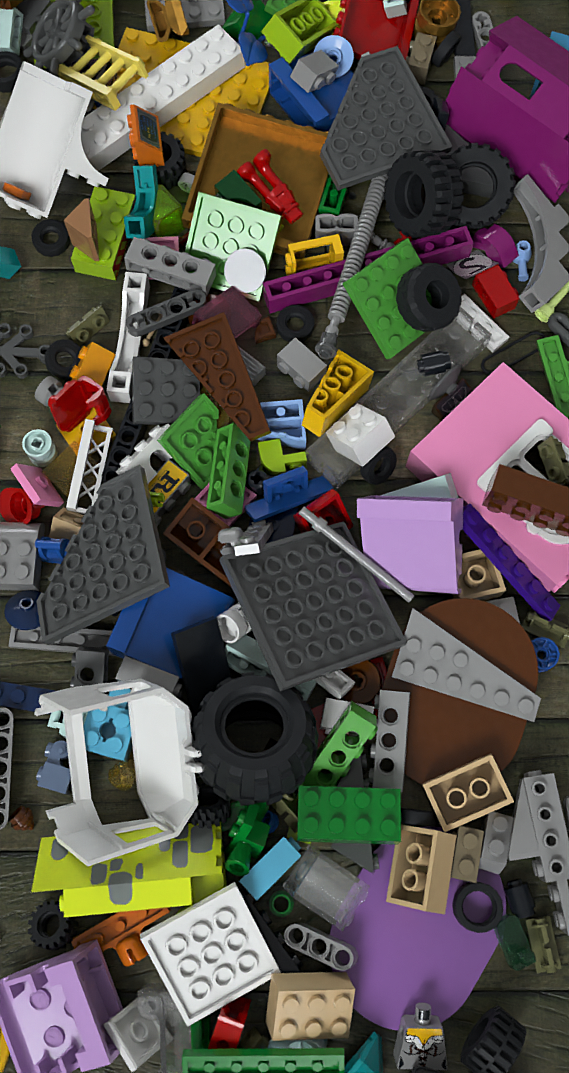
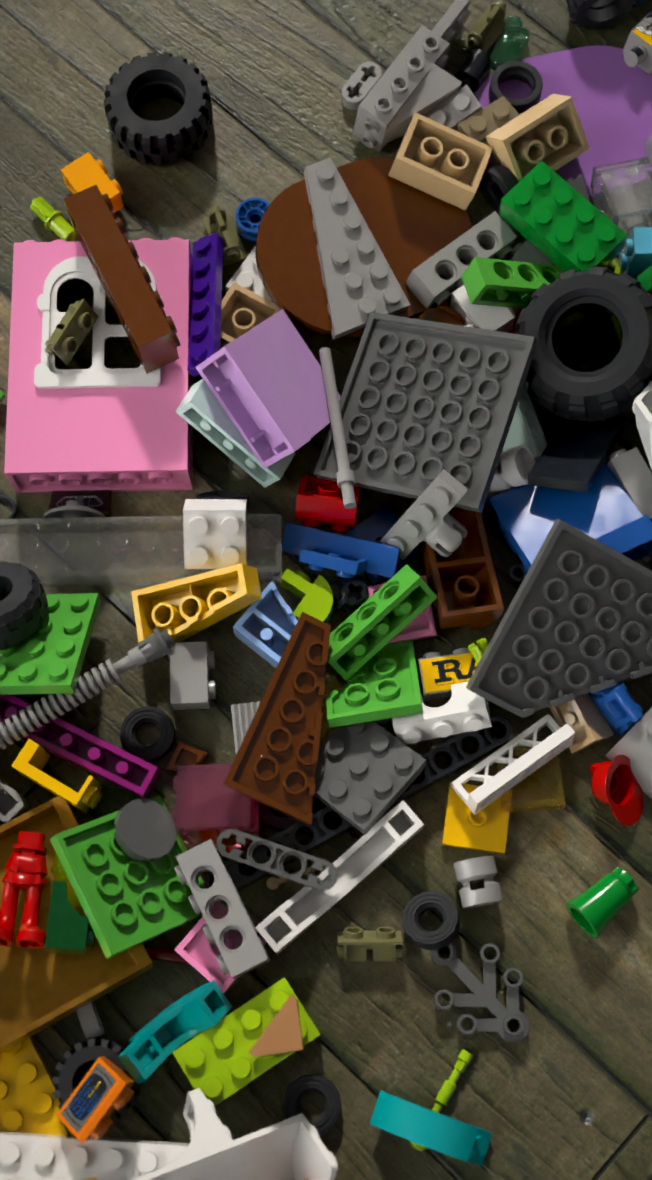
camera: 135 degrees left, 0 degrees up
(37, 485) = (585, 788): bright pink plate -> none
(39, 447) = (545, 834): light aqua wheel -> none
(75, 403) = (462, 845): red piece -> none
(93, 363) = (412, 876): light orange brick -> none
(167, 214) = (159, 990): clear neon green slope -> none
(434, 363) = (67, 540): black brick -> none

